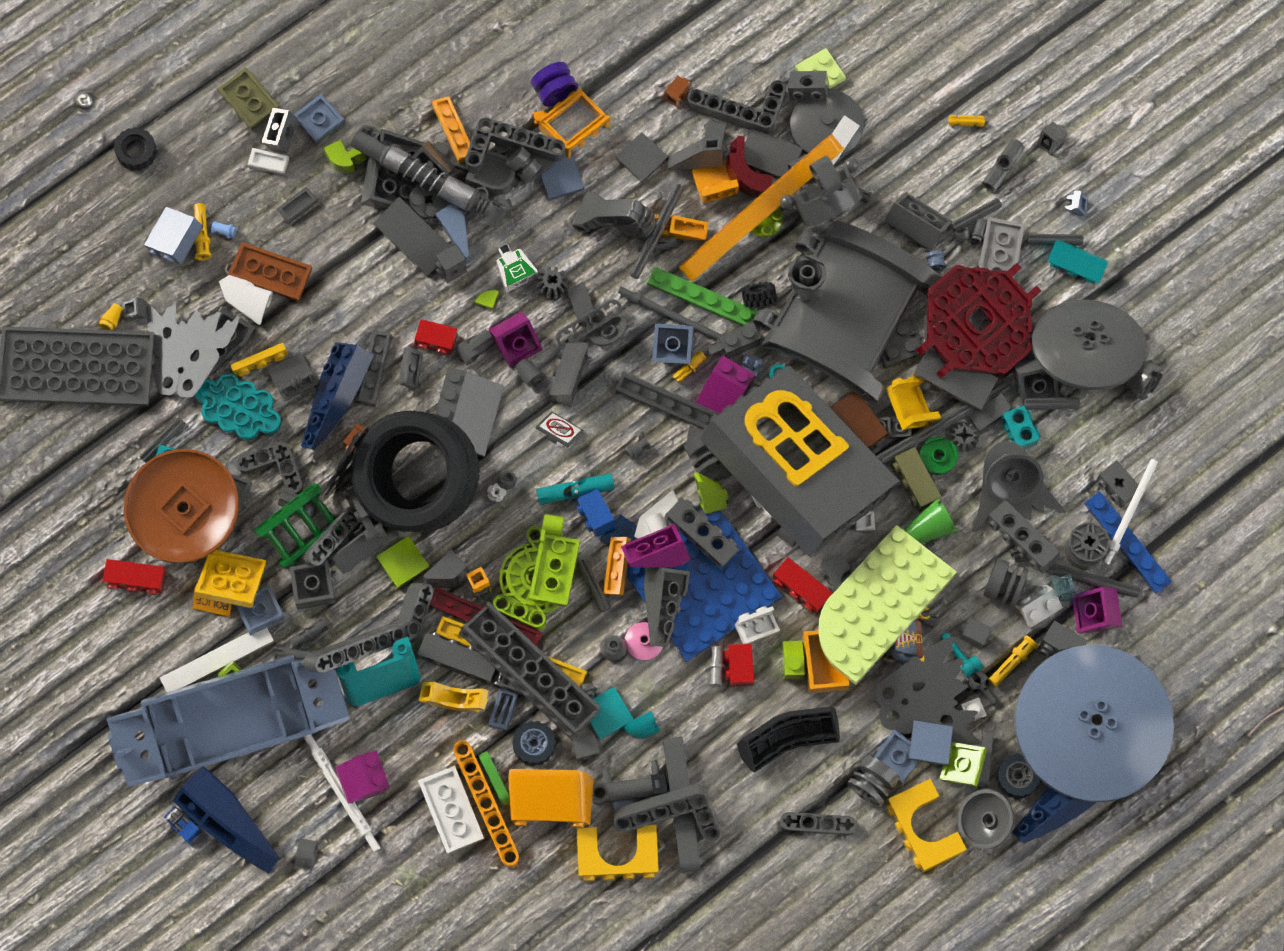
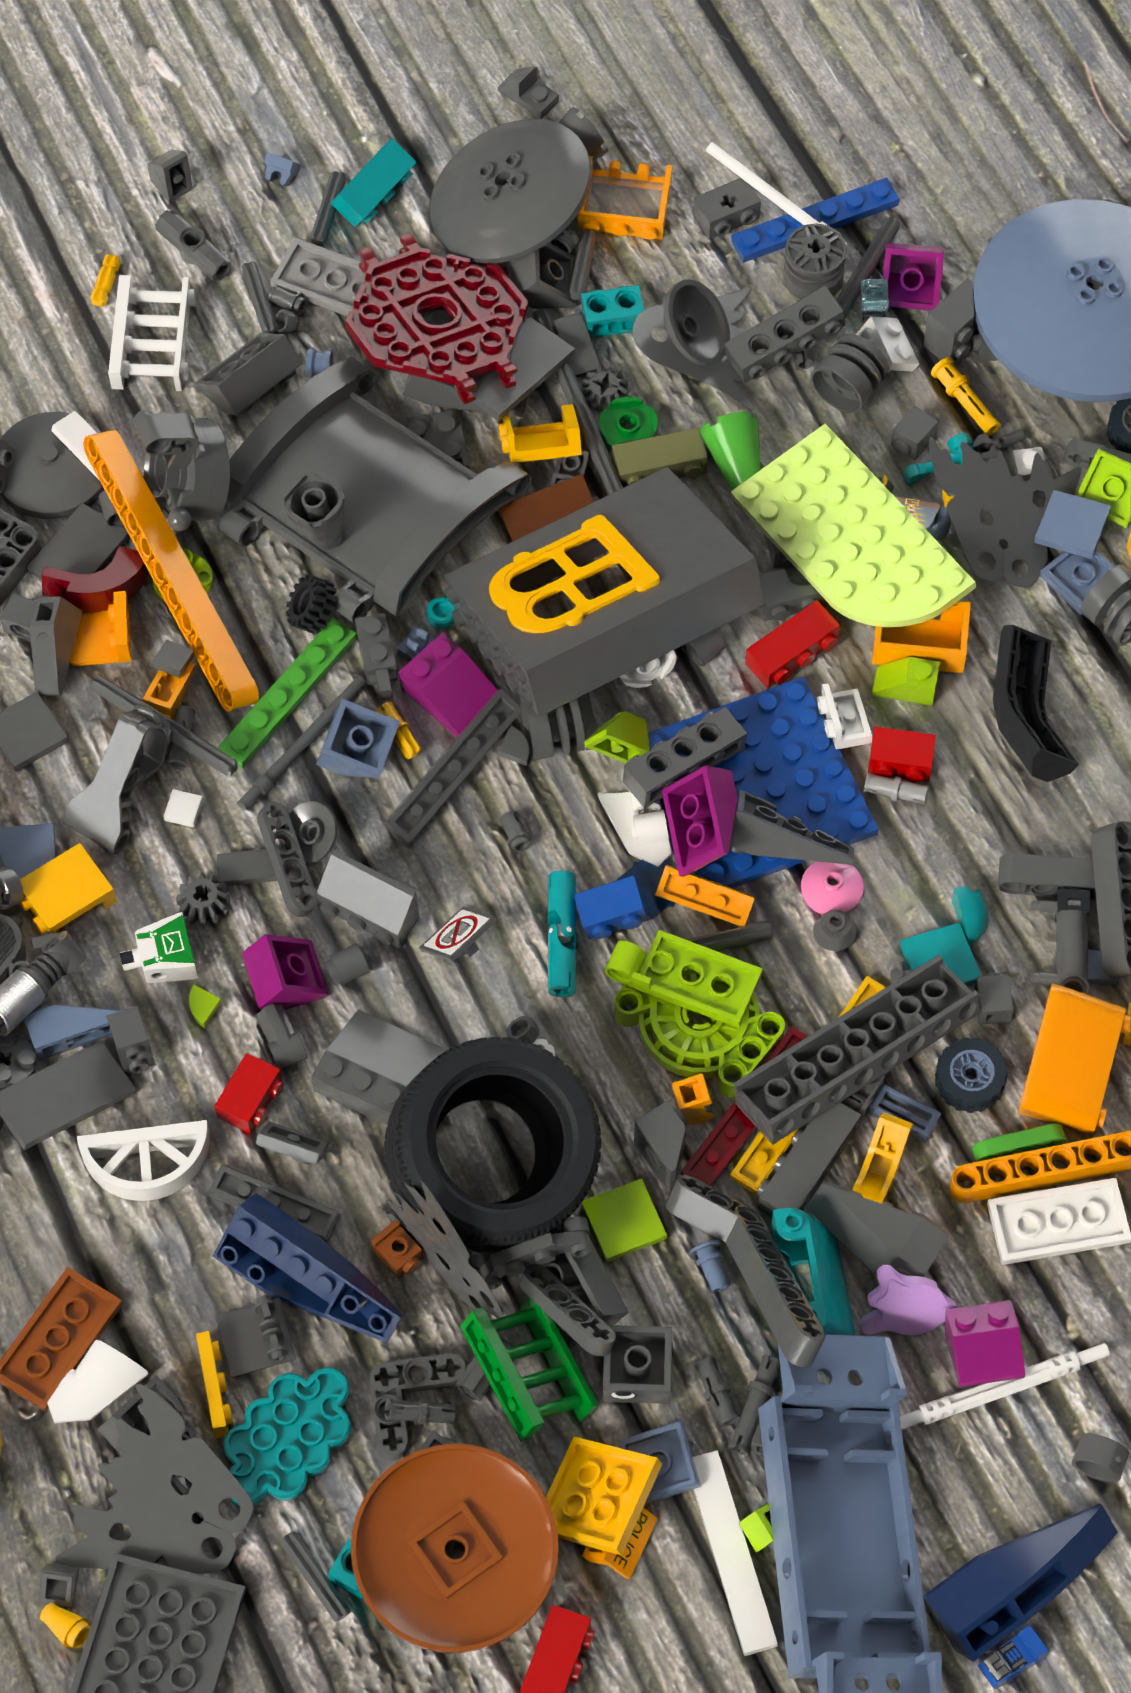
camera: 75 degrees left, 10 degrees down
(263, 473) = (419, 1411): none -> dark grey pin
(377, 728) = (905, 1304): none -> lavender tile
(383, 315) = (143, 1141): none -> white window
(384, 615) = (710, 1262): none -> sand blue pin
(409, 712) = (879, 1231): none -> dark grey wedge
(541, 205) = (65, 890): none -> yellow panel
(611, 257) = (183, 808): none -> white tile
(704, 225) = (173, 658): none -> dark grey tile
(938, 139) = (127, 319): none -> white fence
(1108, 418) = (626, 202): none -> window
(1179, 342) = (528, 92): none -> dark grey slope

